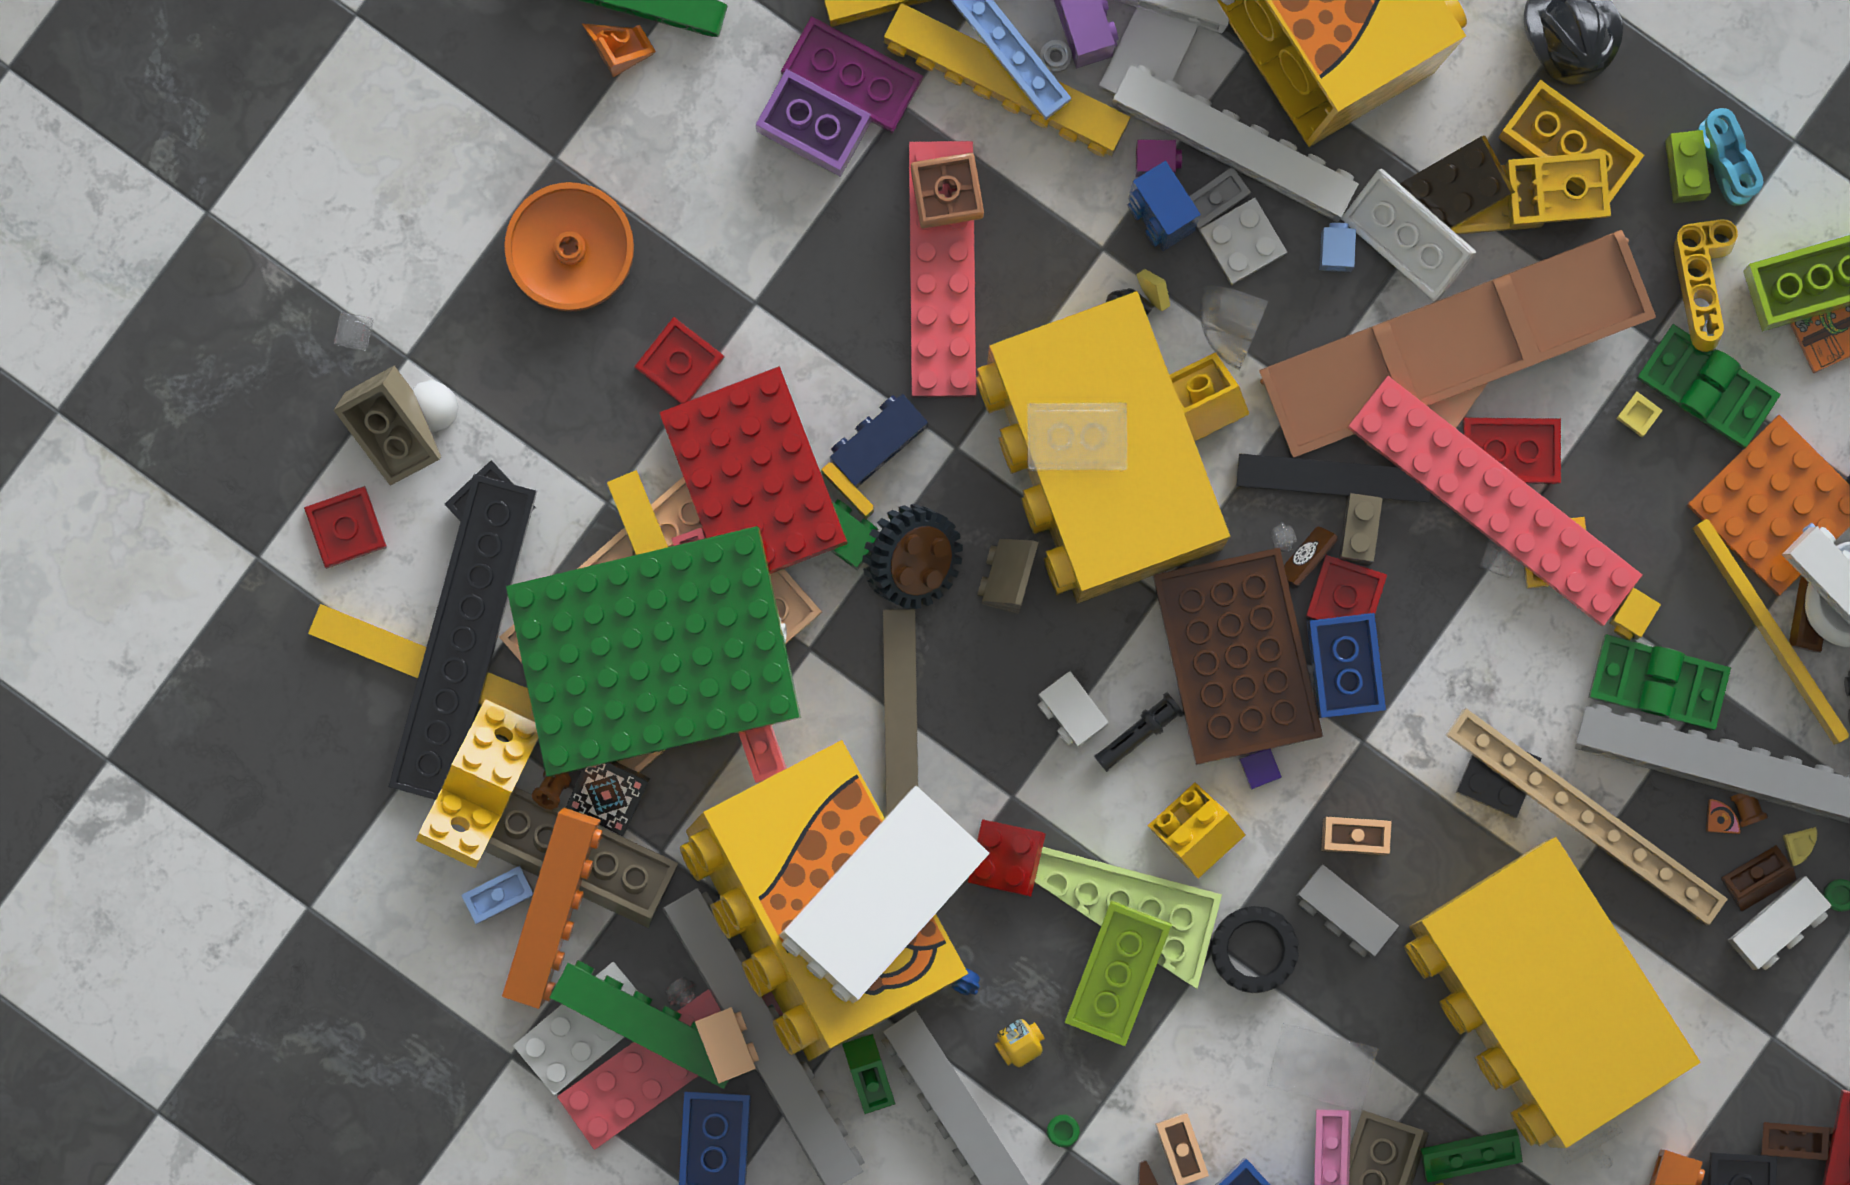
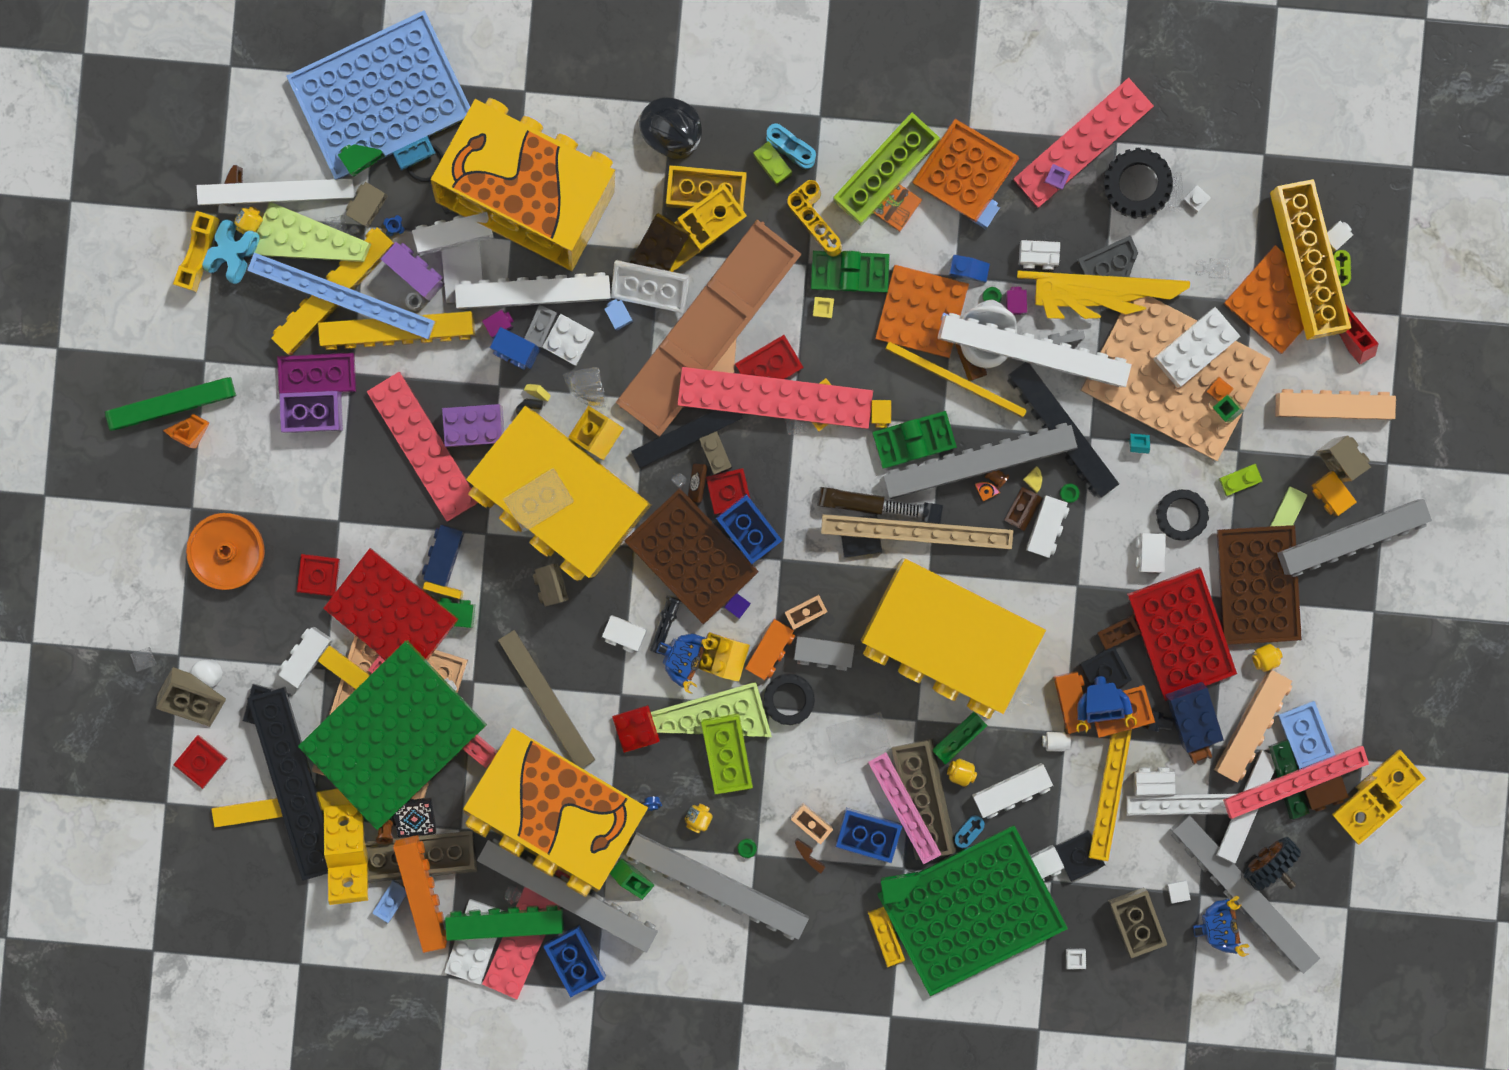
camera: 30 degrees left, 5 degrees up
(589, 466) = (304, 656): none -> white brick
(726, 1045) = (549, 911): light nougat brick -> none
(883, 895) = (580, 796): white brick -> none
(912, 556) = (495, 605): wheel -> none
(959, 173) = (387, 406): nougat brick -> none
(1033, 280) = (472, 425): none -> medium lavender brick
(1138, 796) = (683, 657): none -> torso
(1271, 860) = (770, 649): none -> orange brick
(1495, 698) = (877, 505): none -> piece

